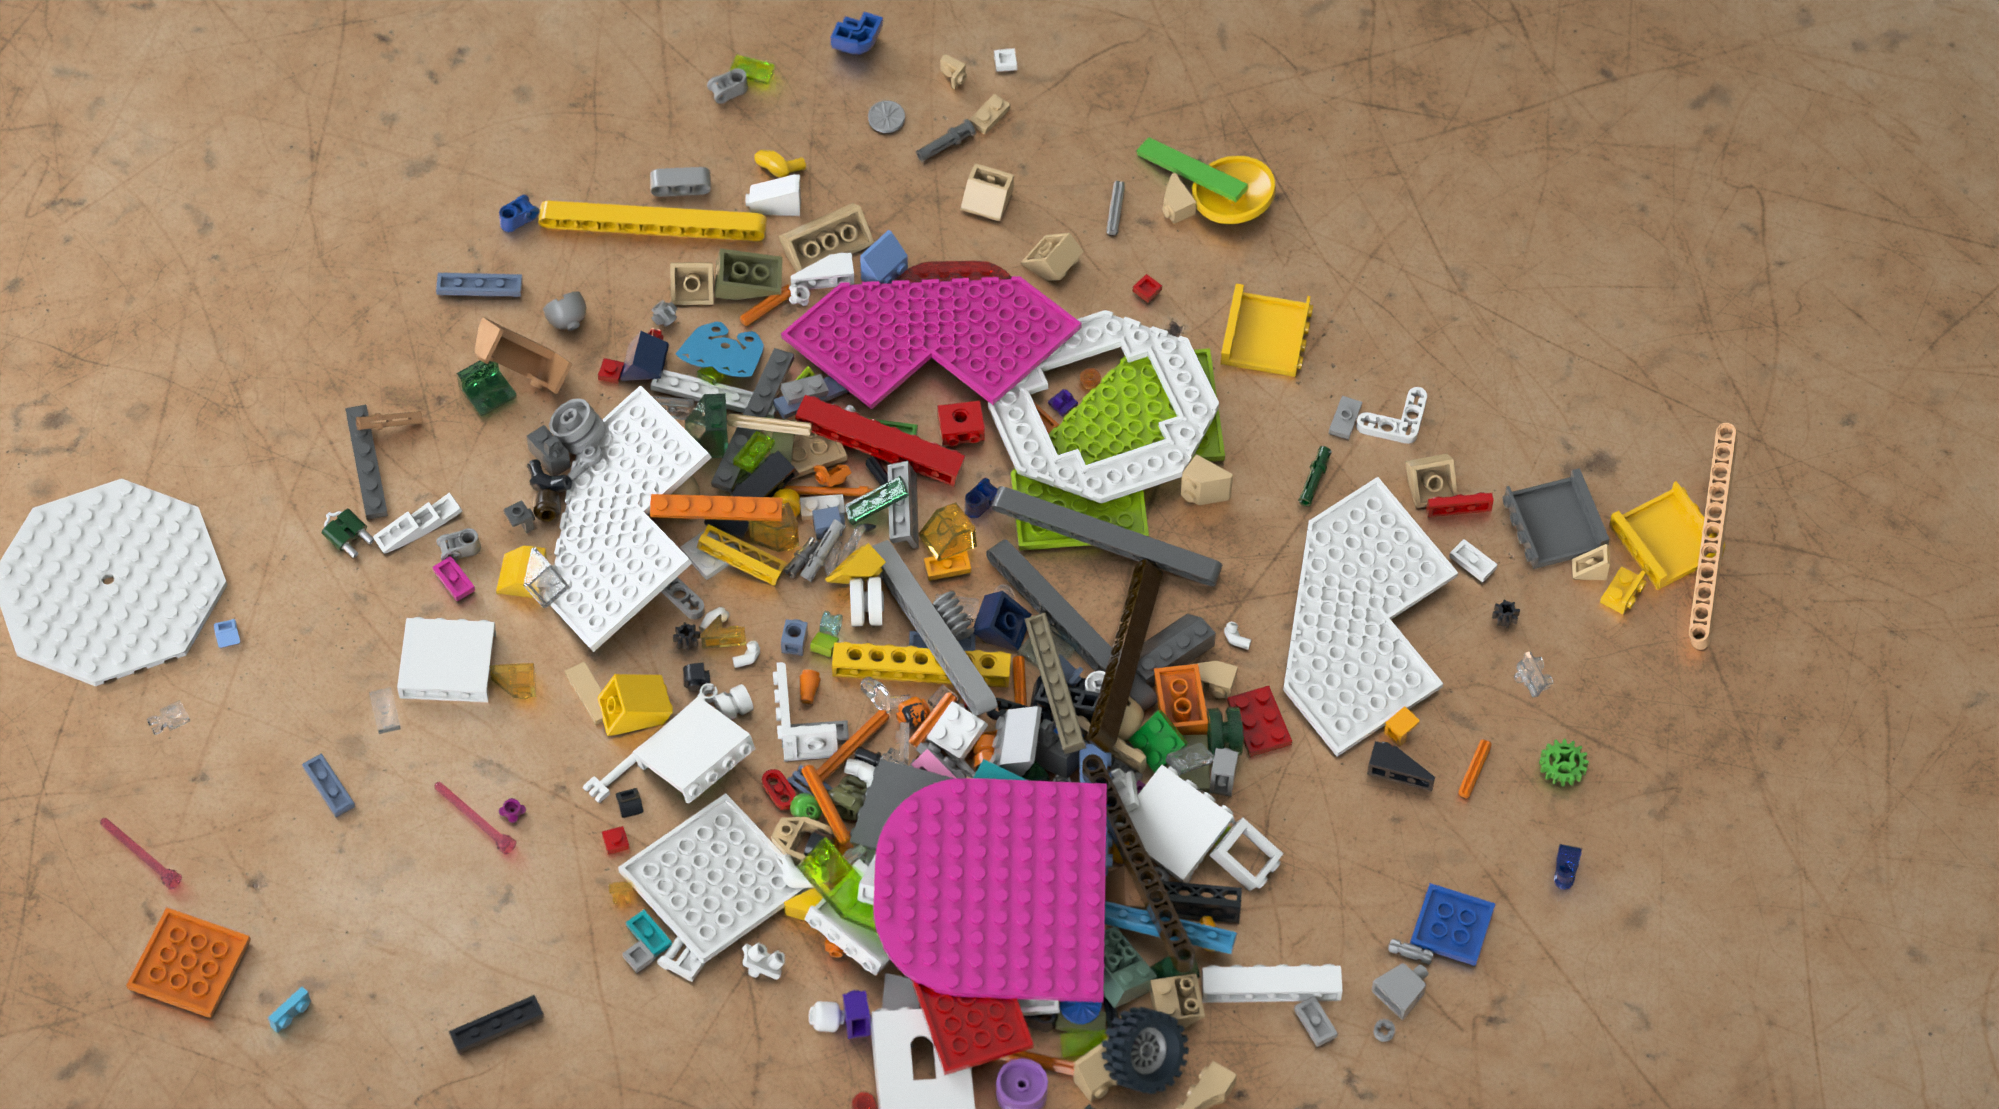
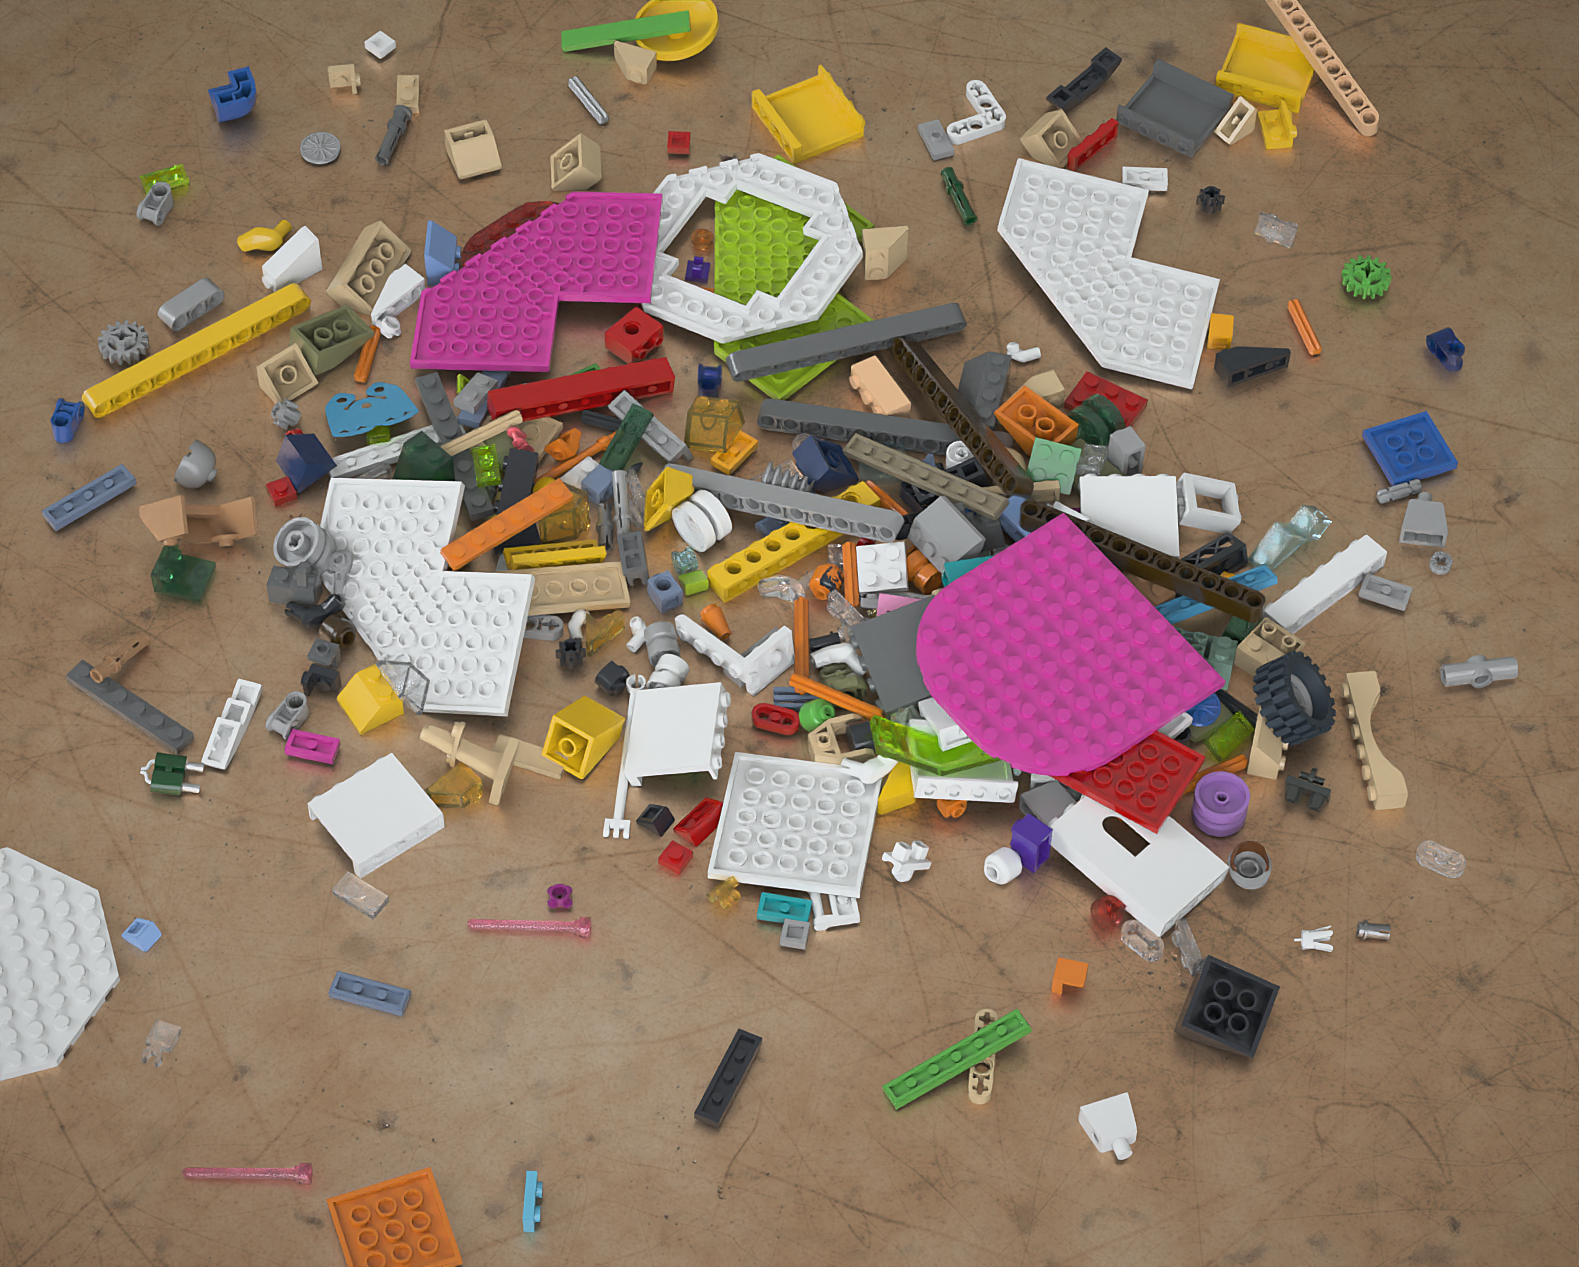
camera: 40 degrees left, 5 degrees down
(501, 528) = (322, 677): none -> black bracket
(552, 685) = (492, 764): none -> tan piece
(607, 180) = (123, 342): none -> light grey gear
(654, 827) = (700, 821): none -> red slope
(727, 584) = (576, 588): none -> tan plate
(753, 674) = (661, 640): none -> light grey wheel
(794, 452) = (519, 439): none -> coral piece
(797, 595) = (633, 557): none -> dark grey hinge
(1097, 591) = (879, 389): none -> light nougat brick
(1279, 924) = (1286, 537): none -> clear light blue arch
(1507, 450) = (1087, 82): none -> black slope

